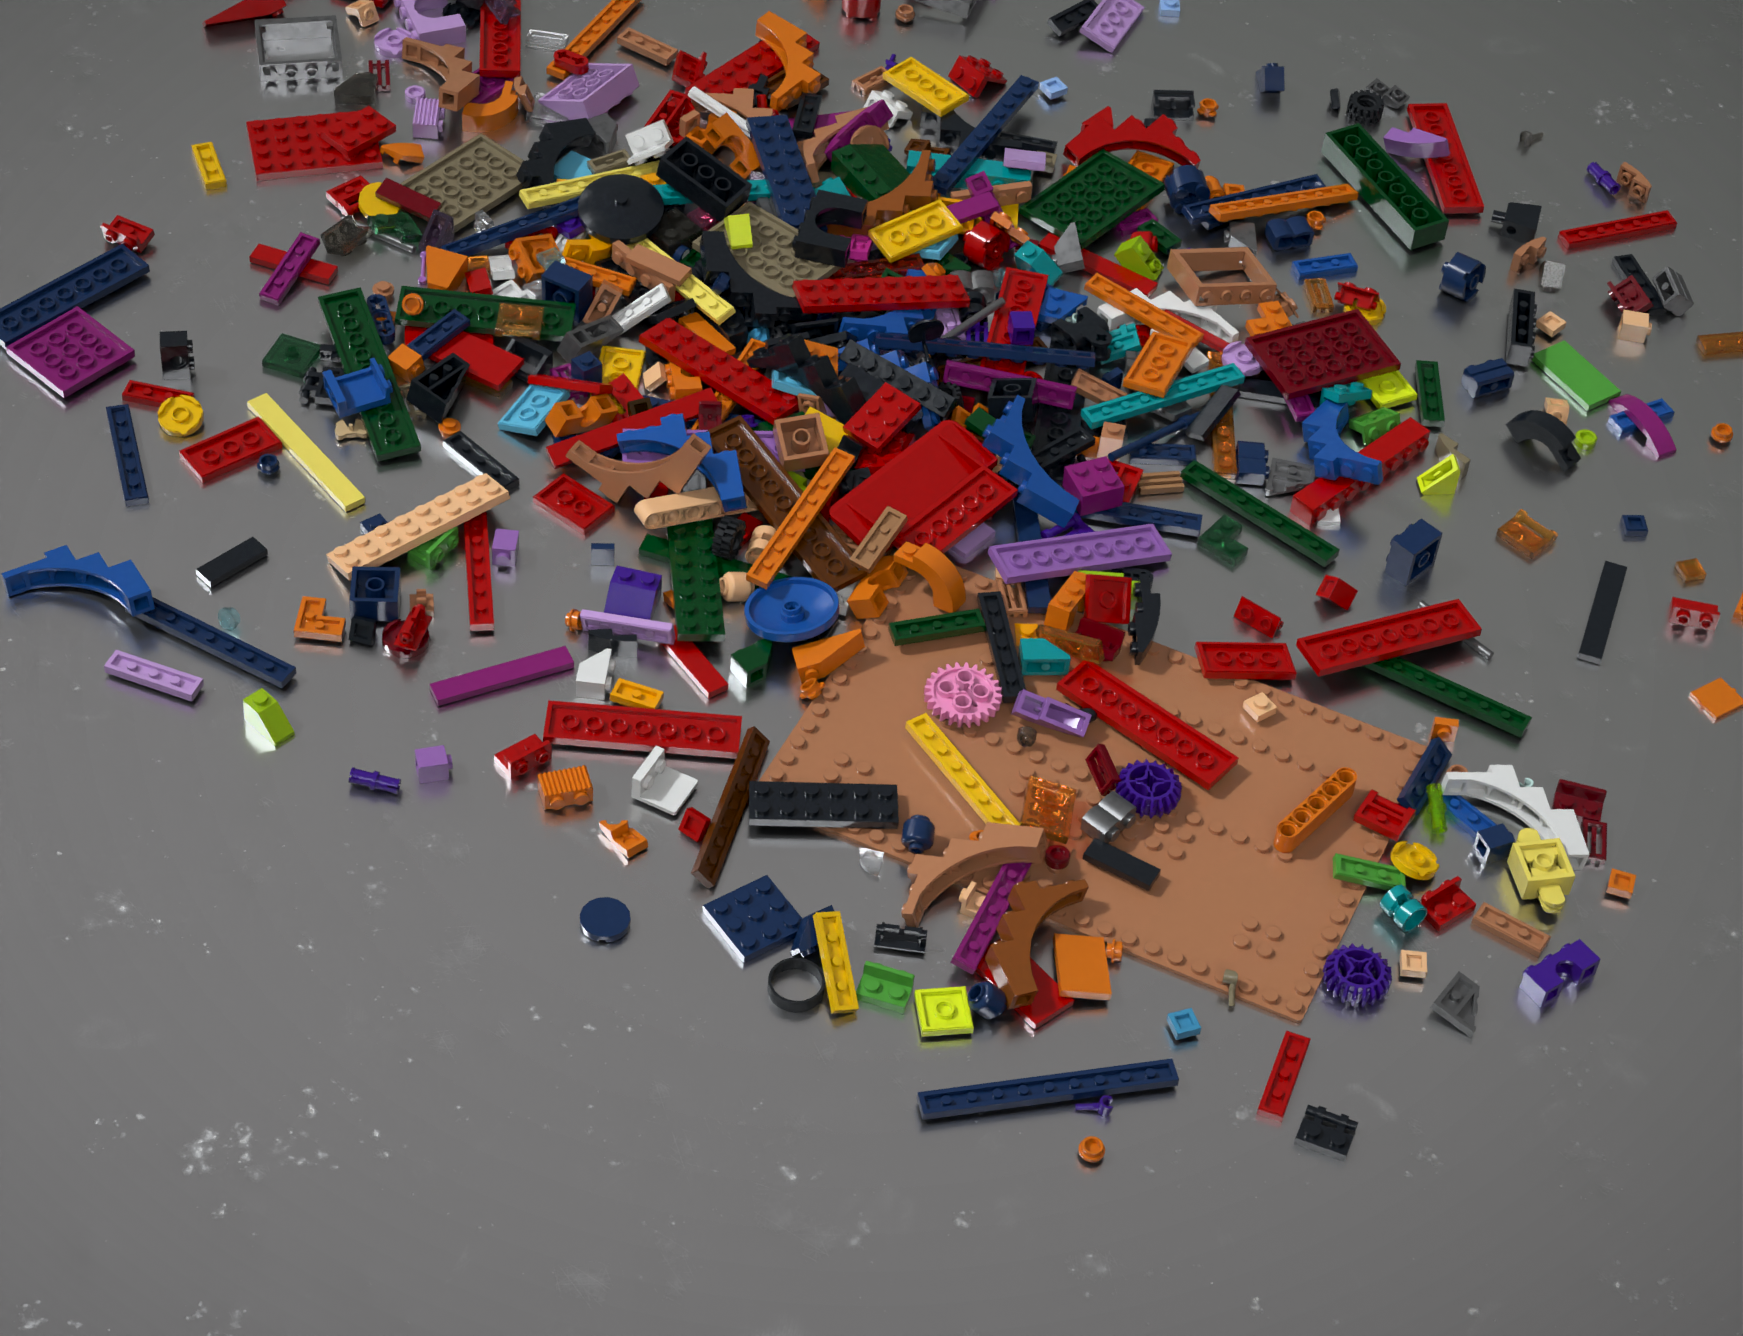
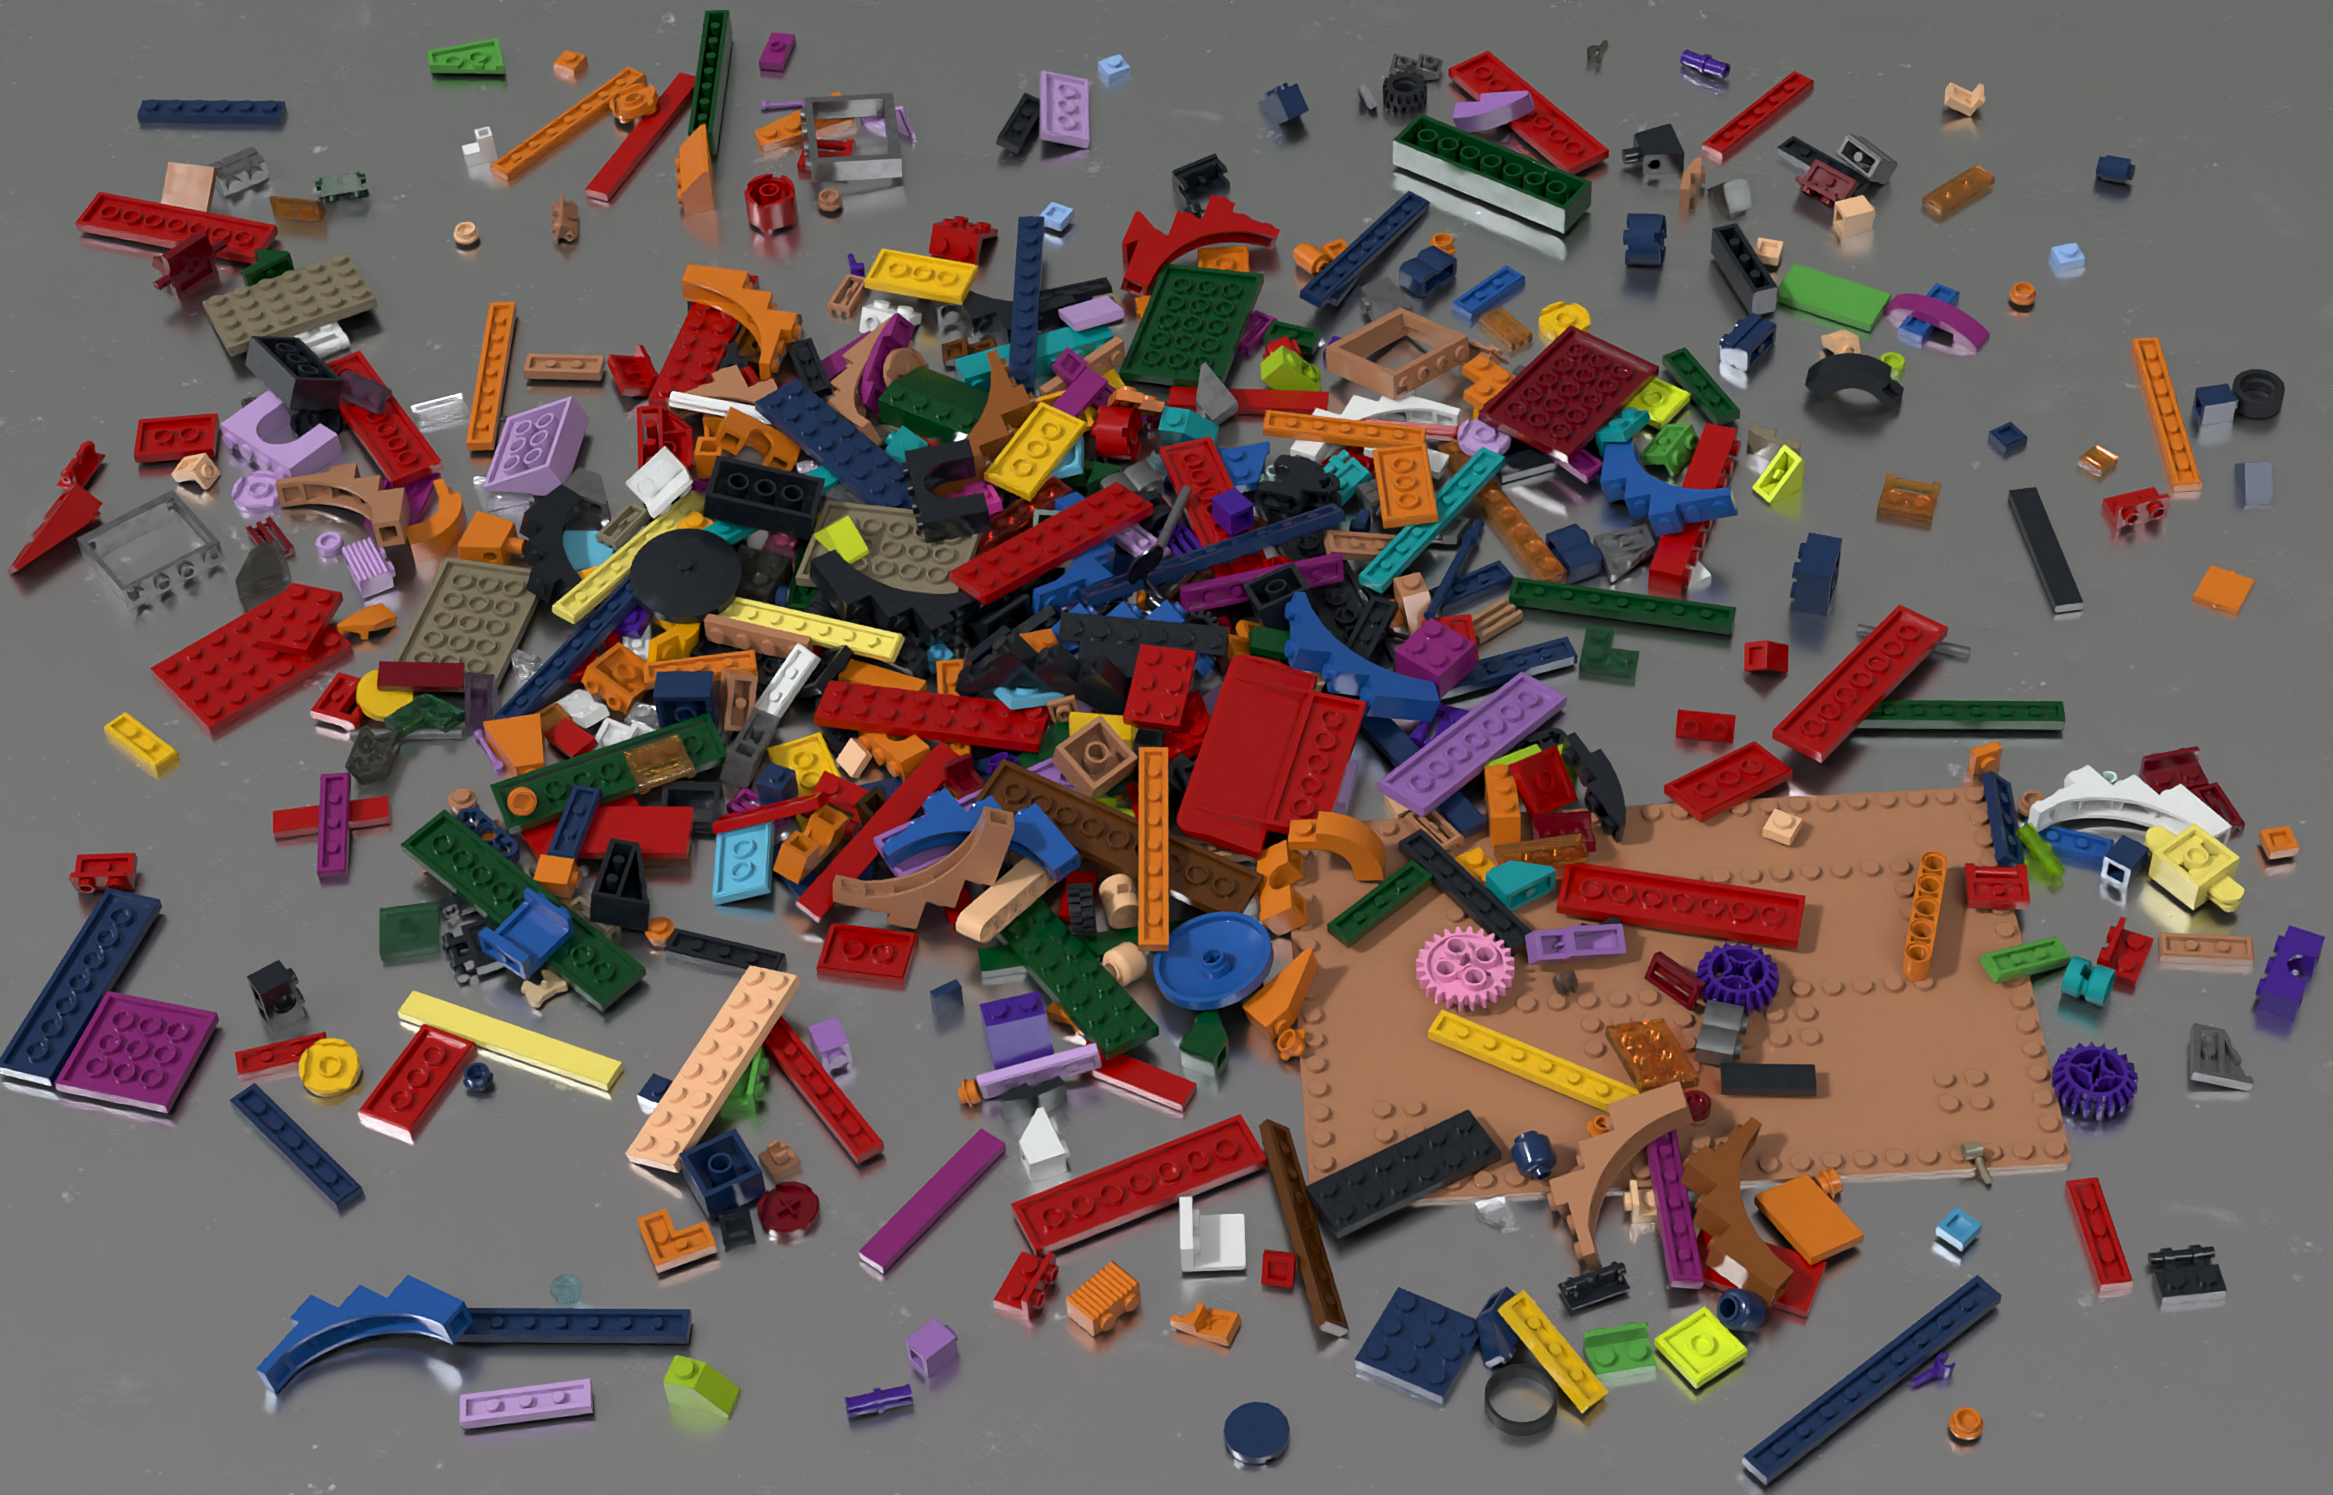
camera: 20 degrees left, 0 degrees up
(231, 562) = (518, 1217): black tile -> none
(413, 629) = (796, 1195): red hinge -> none
(516, 134) = (490, 540): none -> orange torso
(524, 94) = (468, 489): nougat slope -> none
(547, 257) = (642, 672): clear light blue tile -> none
(571, 61) = (493, 424): red beam -> none
(636, 695) = (1103, 1148): light orange plate -> none
(658, 265) = (778, 623): nougat tile -> none
(689, 122) = (688, 437): nougat plate -> none
(721, 284) = (870, 612): dark blue tile -> none
(878, 539) = (1257, 832): medium nougat plate -> none
(933, 269) = (1085, 488): orange plate -> none
(1186, 187) = (1288, 269): dark blue brick -> none
(1208, 107) = (1238, 166): orange plate -> none
(1212, 412) = (1496, 514): black tile -> none
(1283, 202) = (1400, 239): orange plate -> none
(1349, 292) = (1542, 311): red hinge -> none
(1413, 964) = (2140, 1038): light nougat plate -> none
(1414, 860) = (2059, 921): yellow tile -> none
(1637, 183) = (1740, 52): nougat slope -> none

